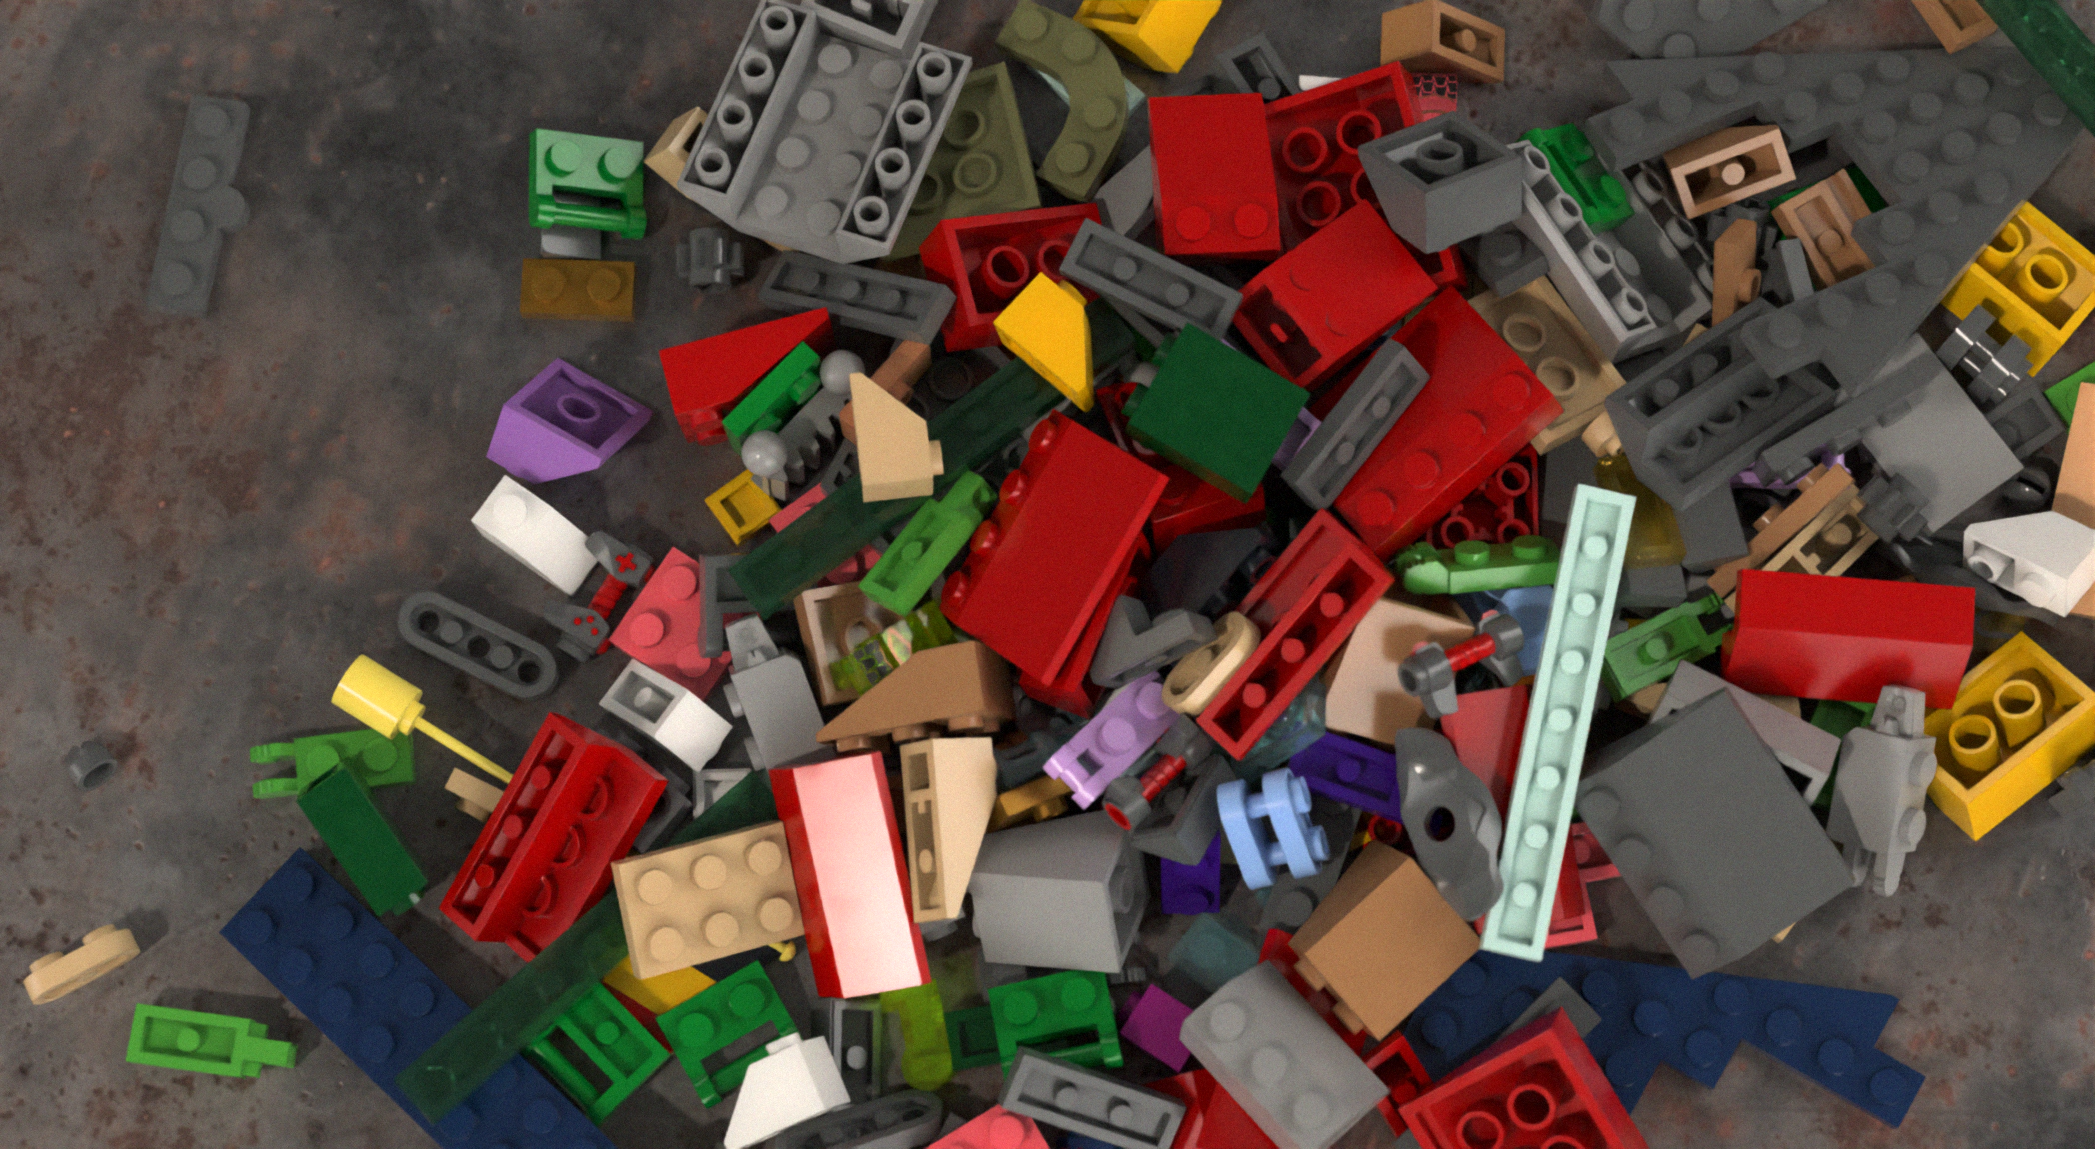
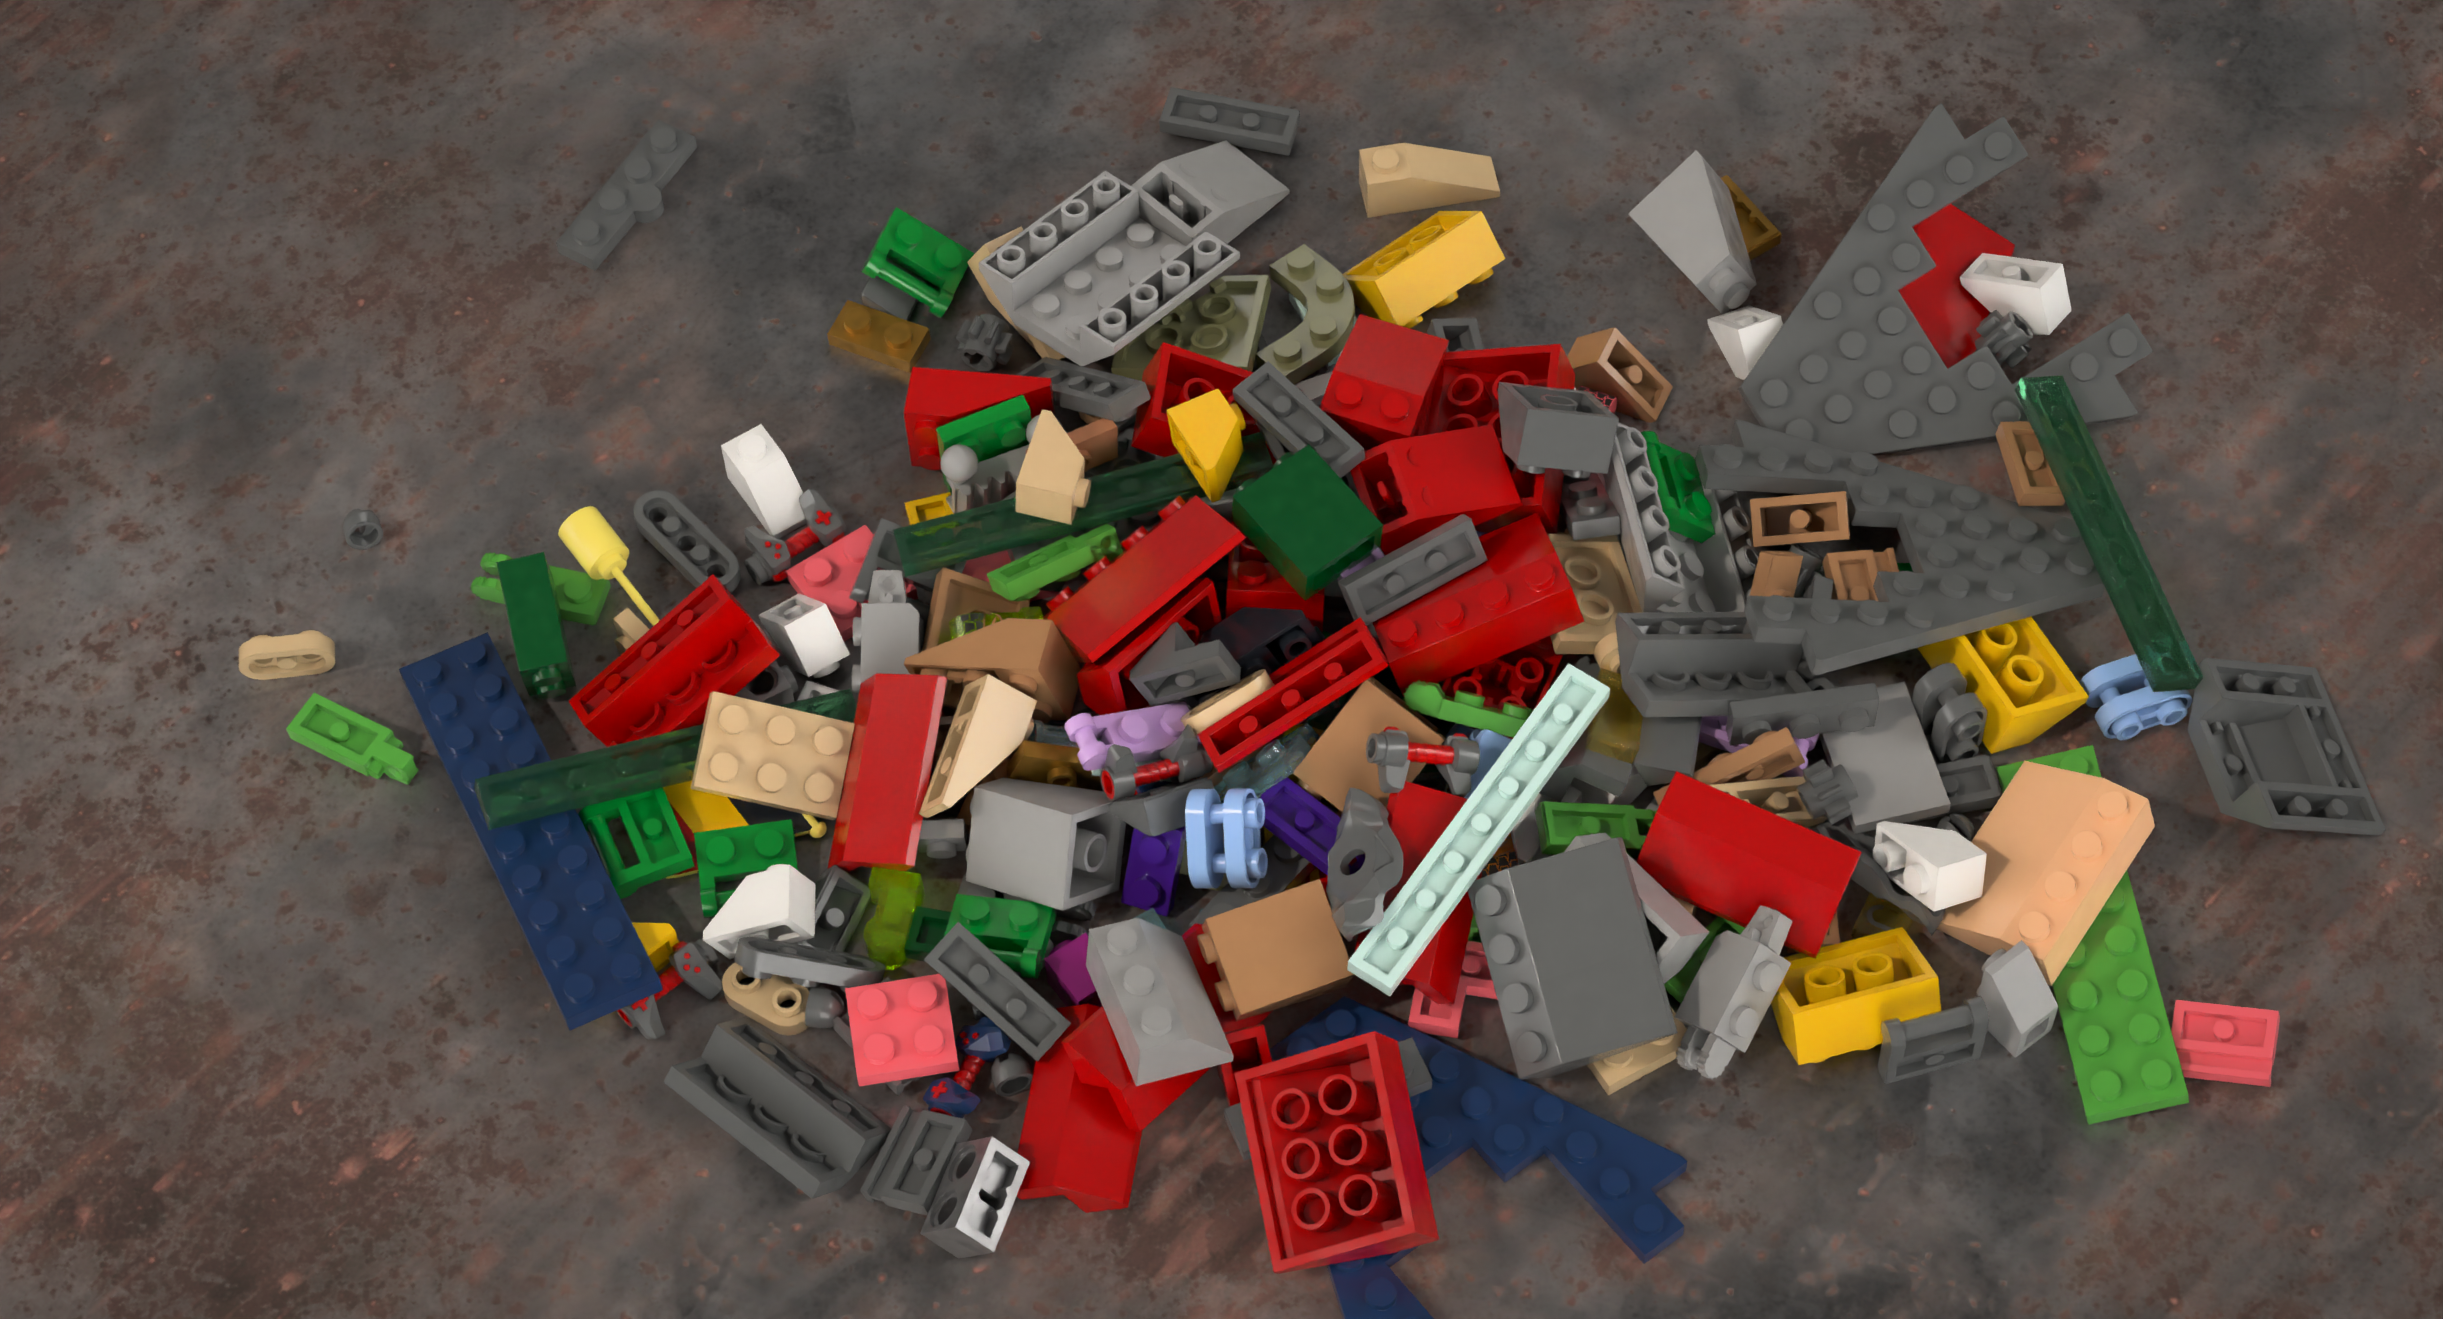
camera: 20 degrees right, 20 degrees down
(563, 425) = (819, 413): medium lavender slope -> none

